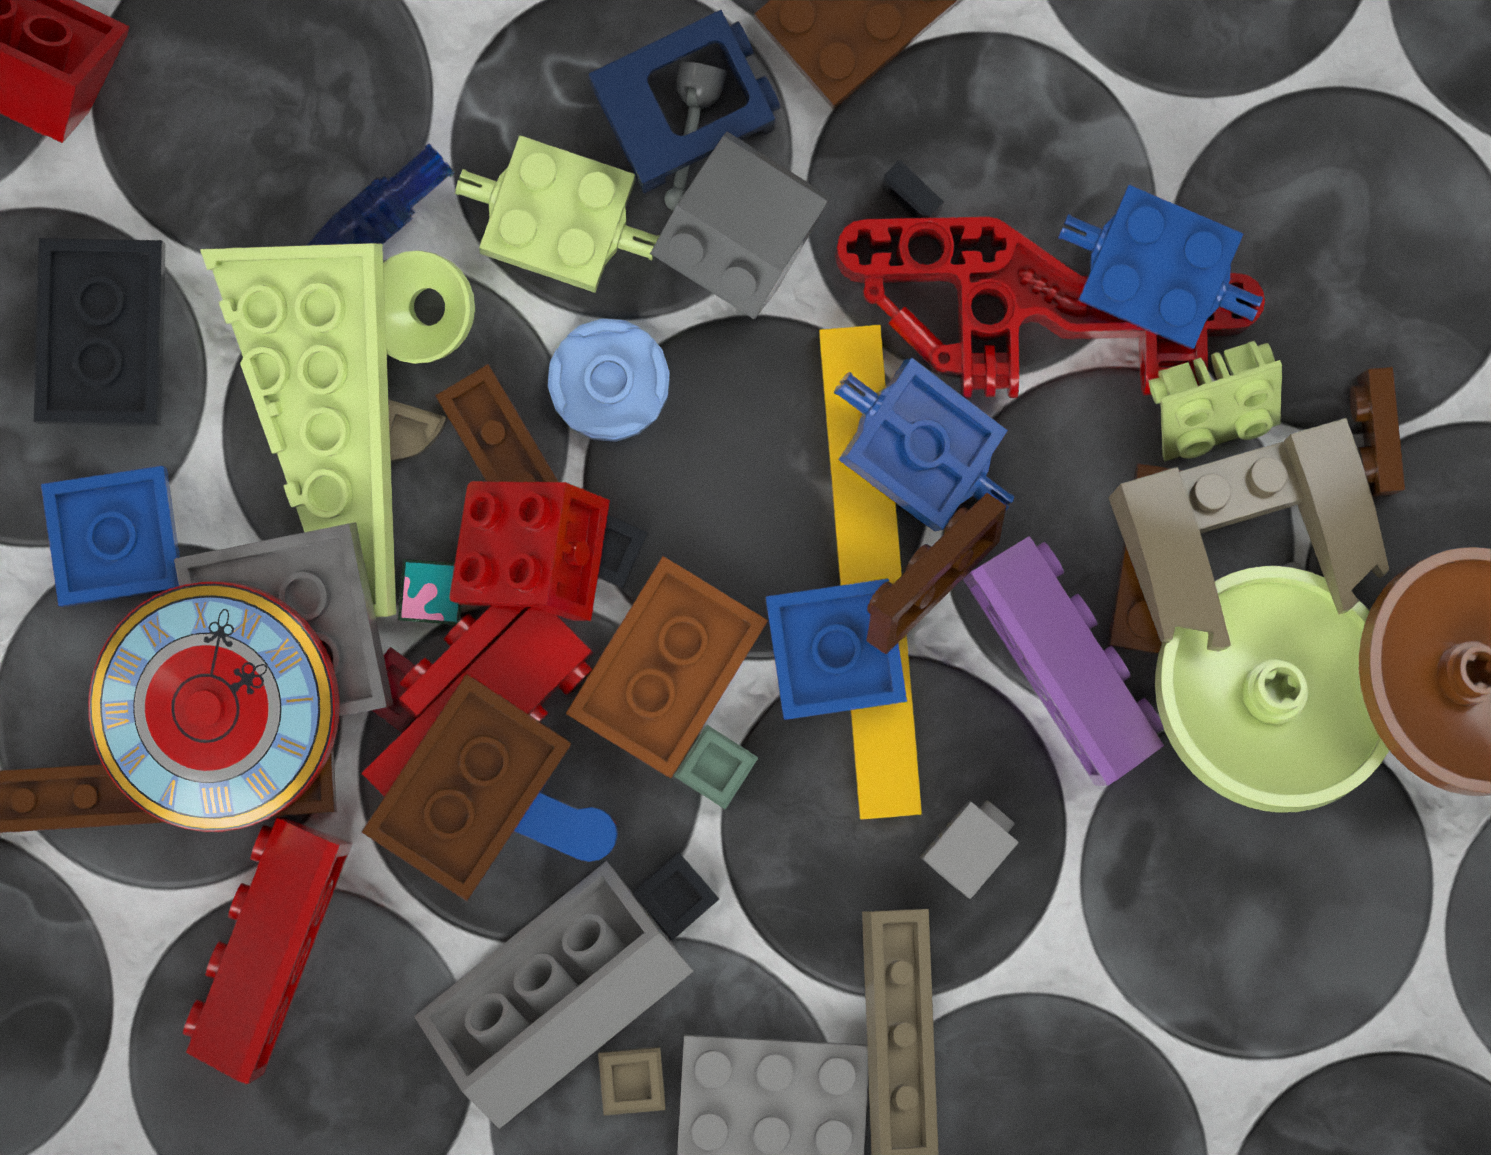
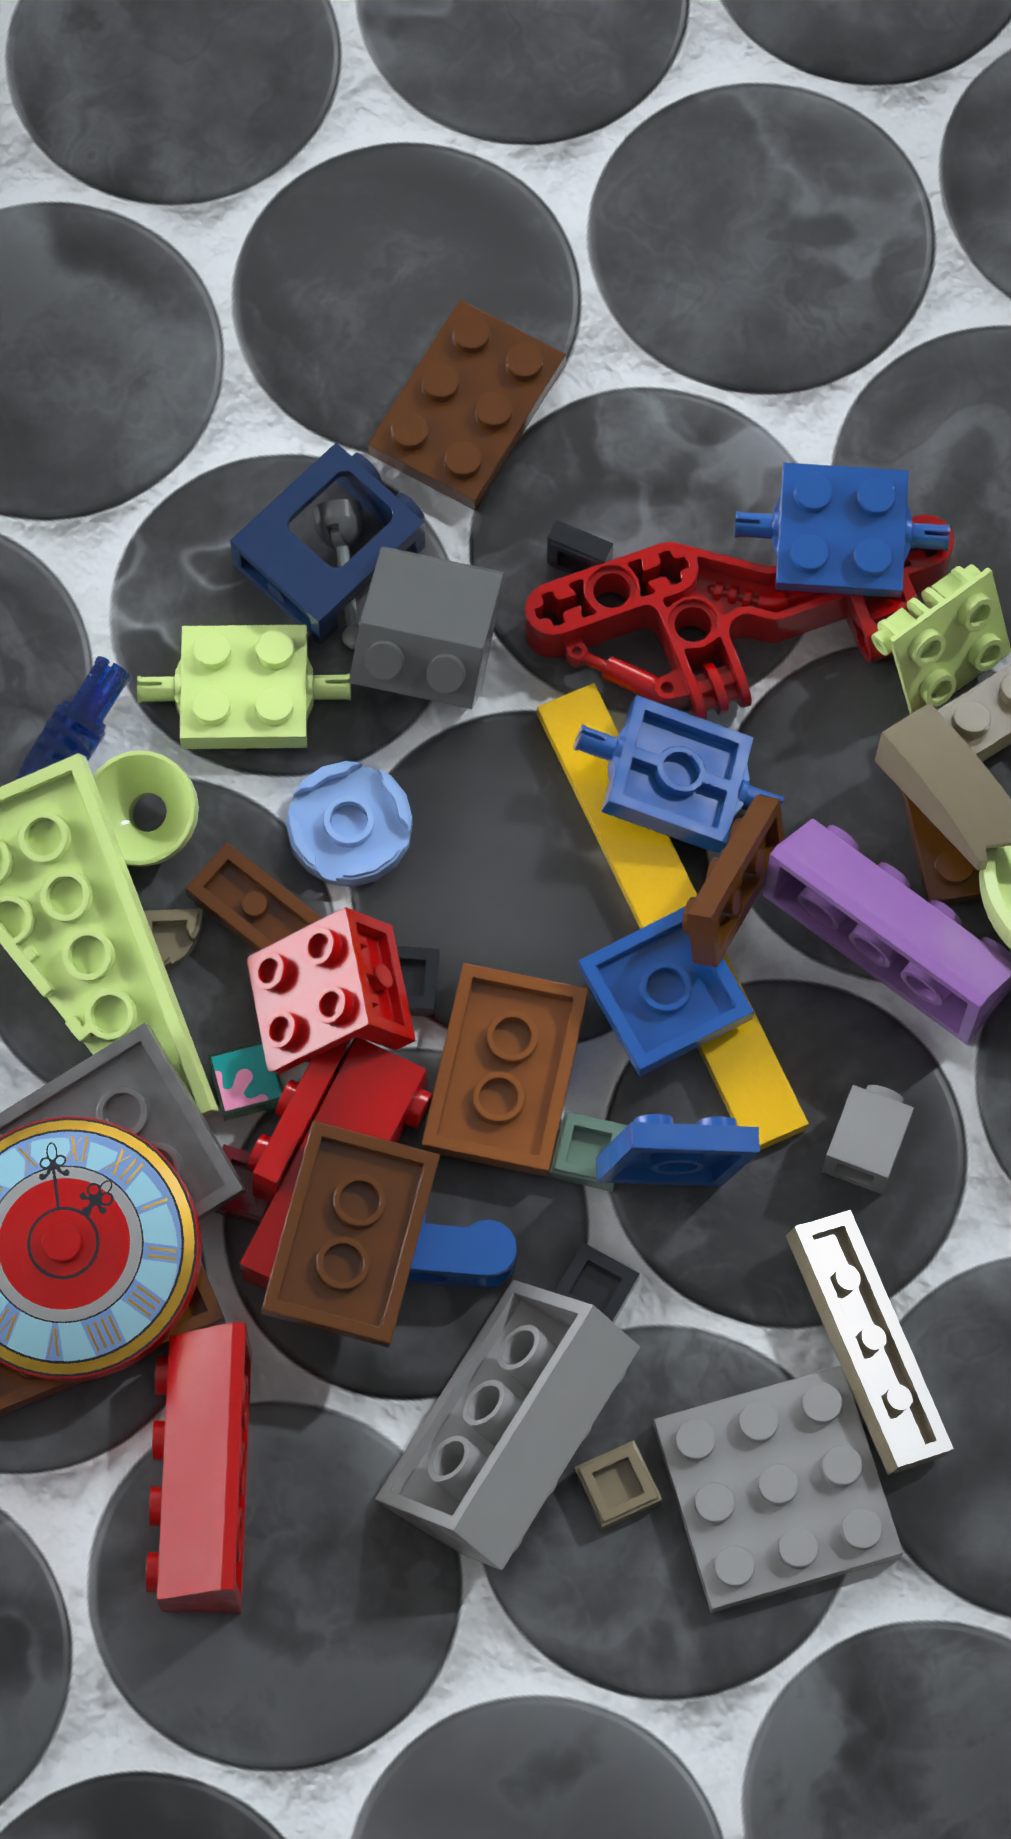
camera: 15 degrees left, 15 degrees down
(805, 815) = (678, 1154): none -> blue plate

